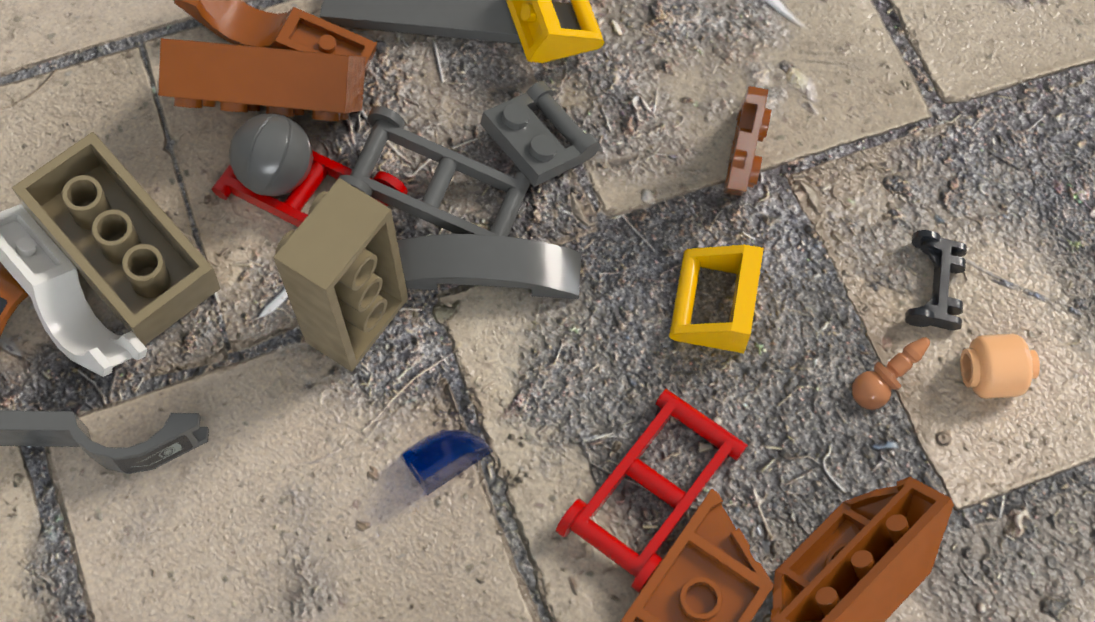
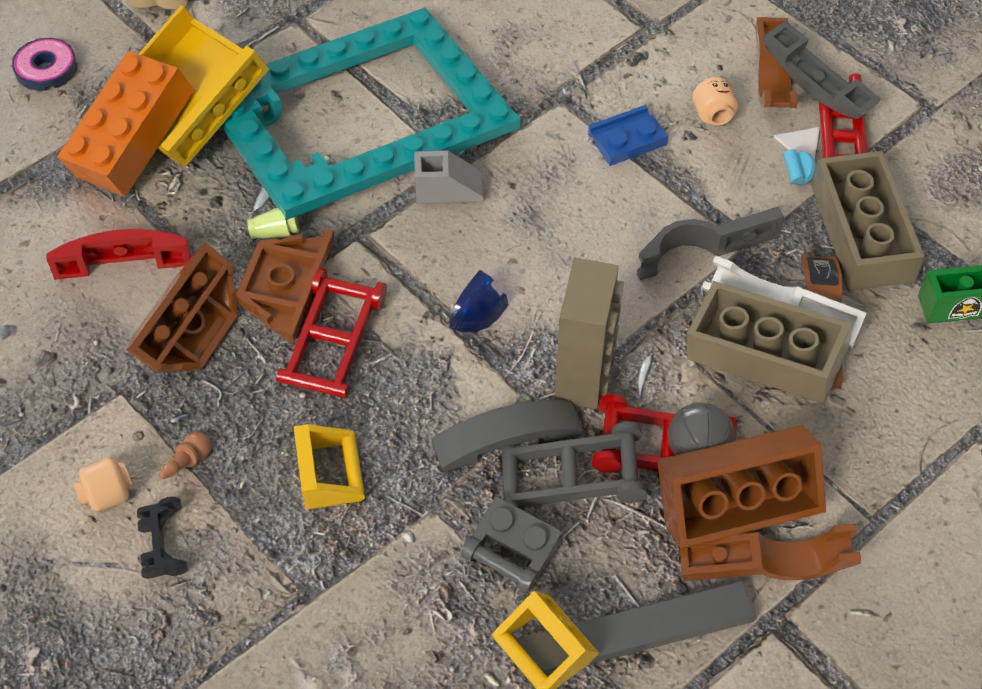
camera: 160 degrees right, 10 degrees down
(751, 127) = (338, 566): dark orange wing -> none

